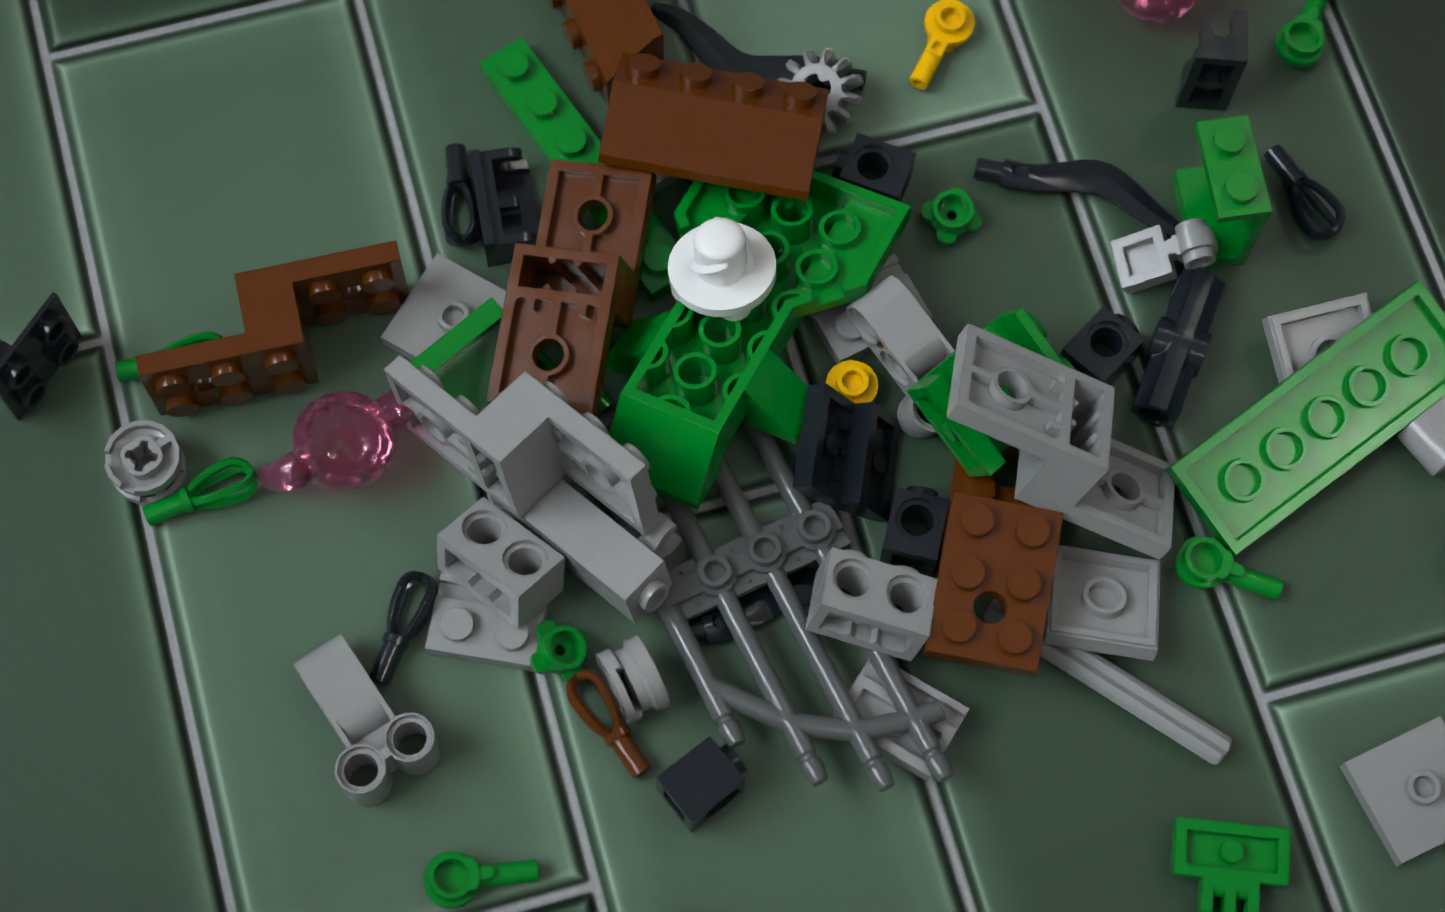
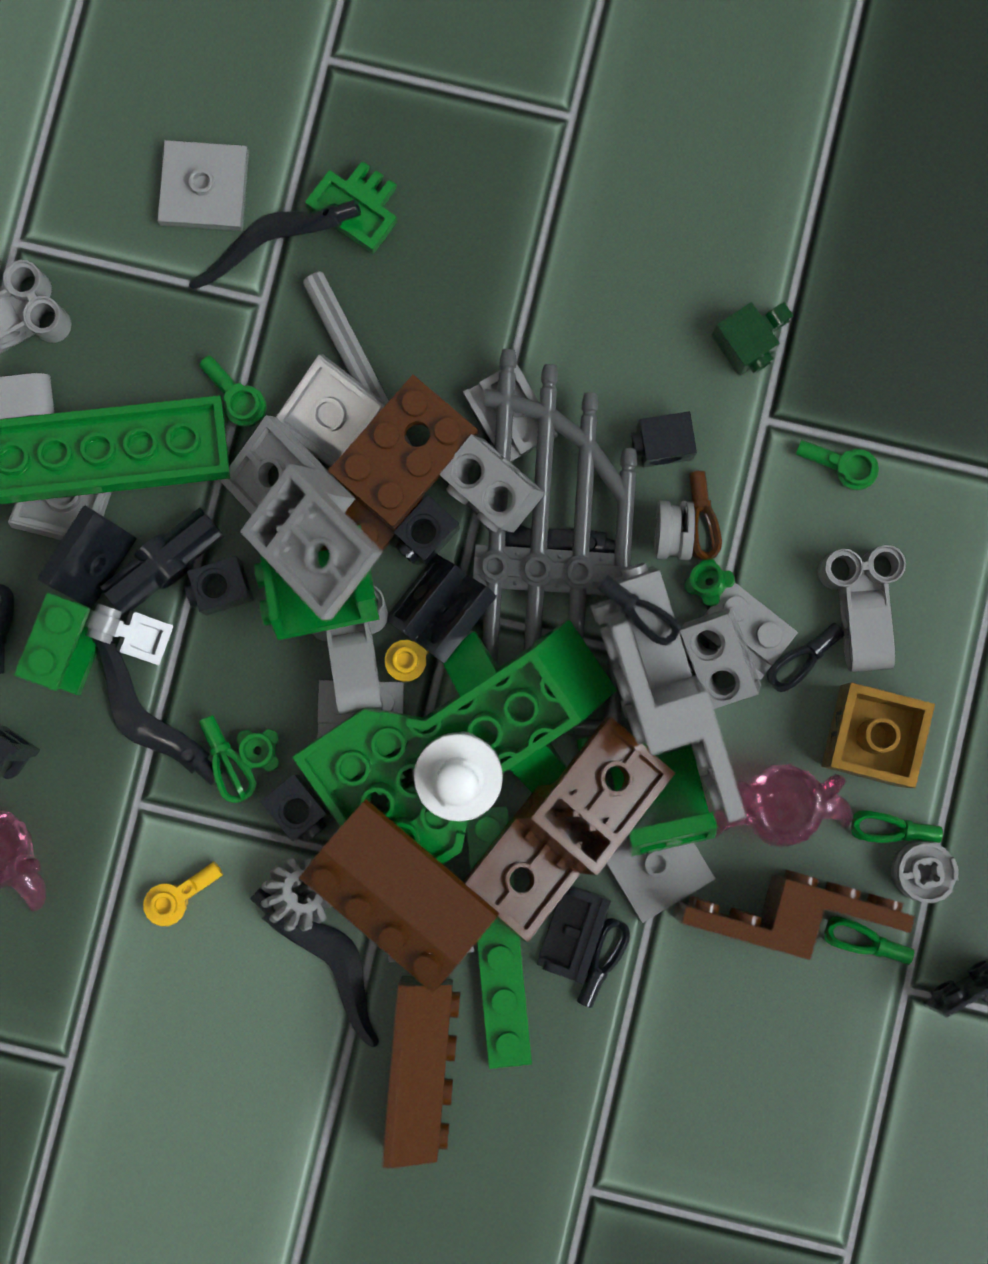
camera: 150 degrees left, 15 degrees up
(273, 572) = (878, 735): none -> pearl gold brick
(639, 542) = (629, 601): none -> black piece
(985, 189) = (221, 748): none -> green piece
(1259, 297) = (86, 557): none -> black plate
(1306, 785) = (273, 227): none -> black piece

